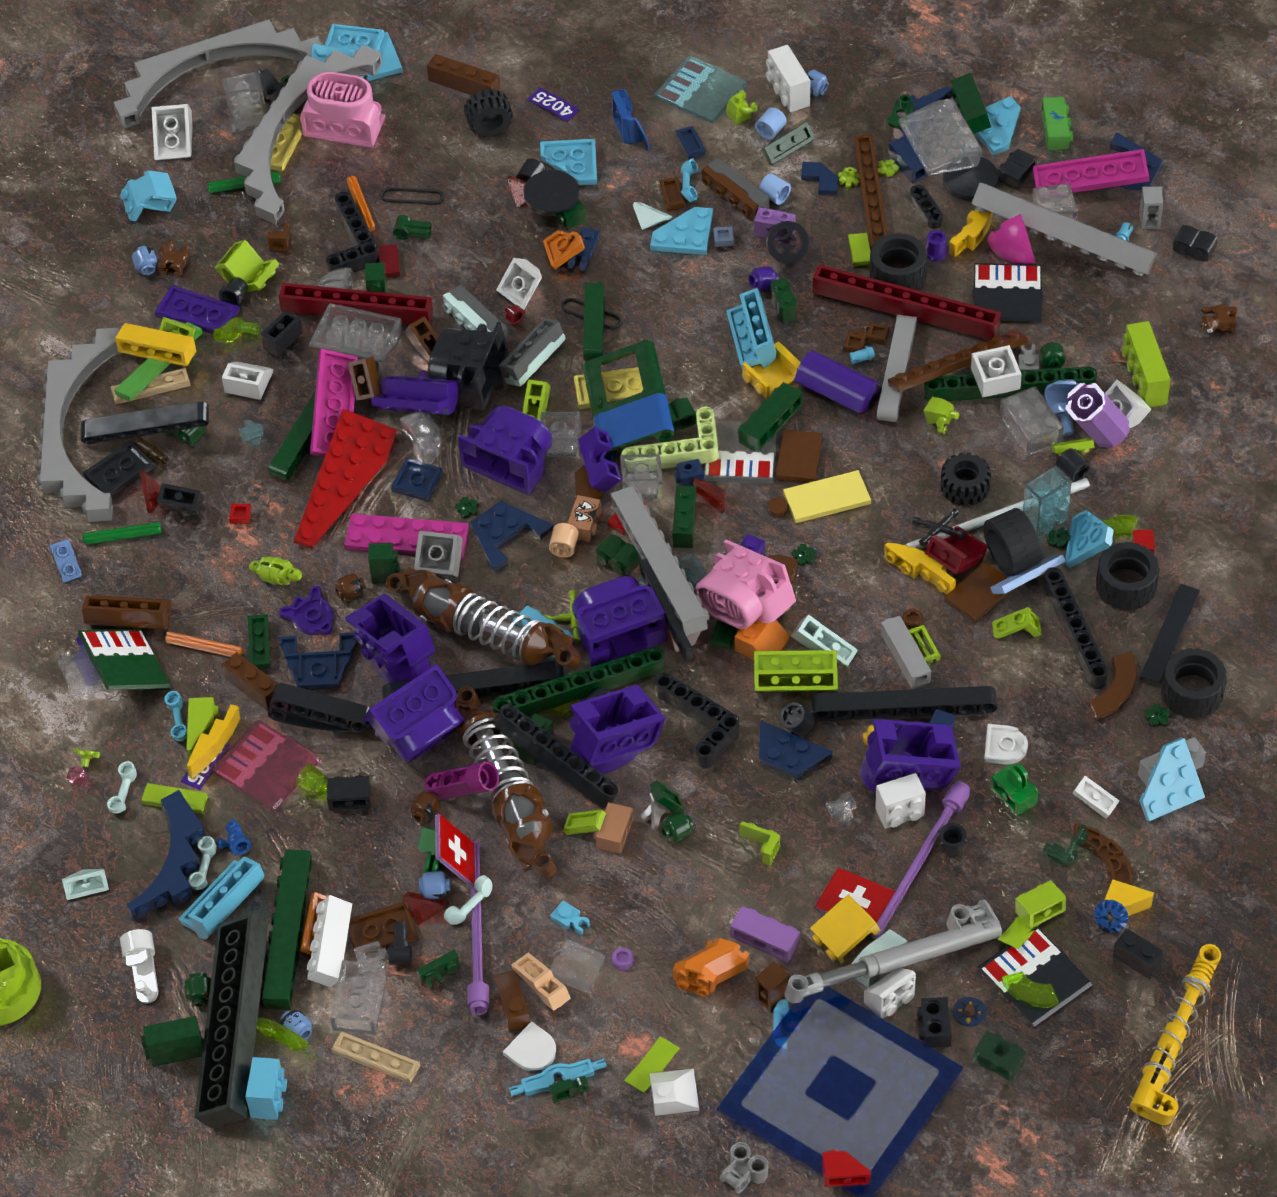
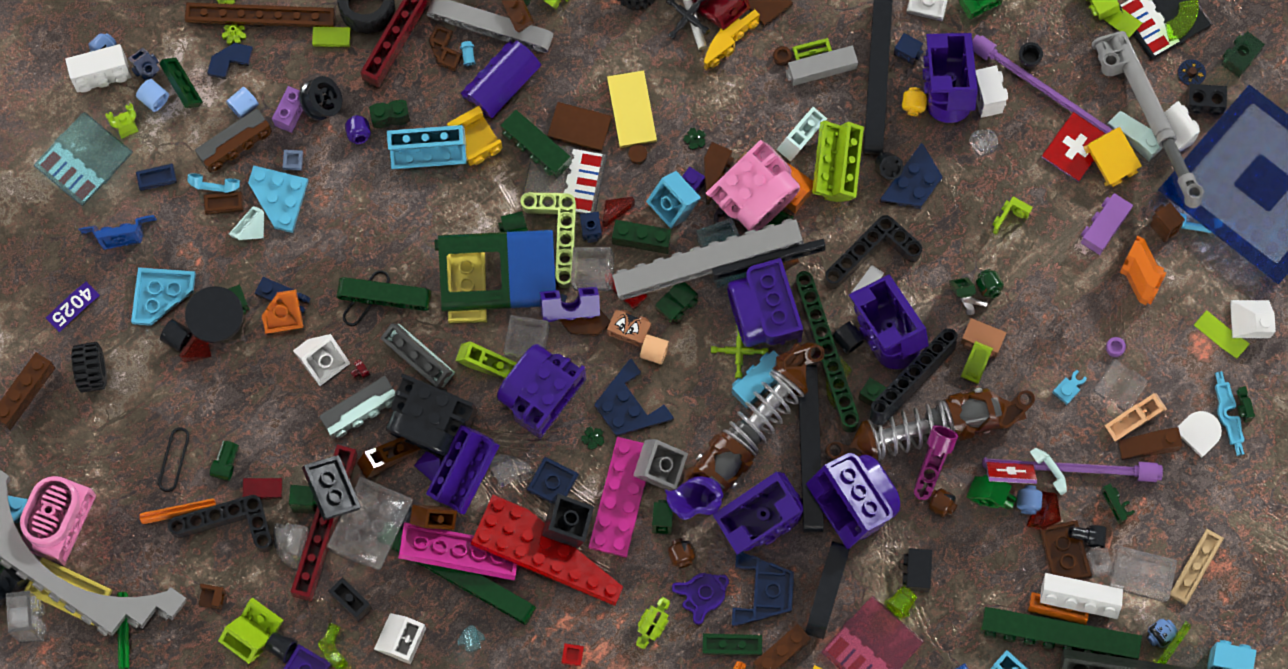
camera: 85 degrees left, 20 degrees up
(372, 486) = (567, 521): none -> black brick
(383, 291) = (331, 487): none -> plate
(398, 574) = (695, 497): none -> dark purple piece
(673, 725) = (872, 275): none -> white sticker
(731, 527) = (673, 199): none -> medium azure brick
(800, 111) = (144, 64): none -> dark blue brick

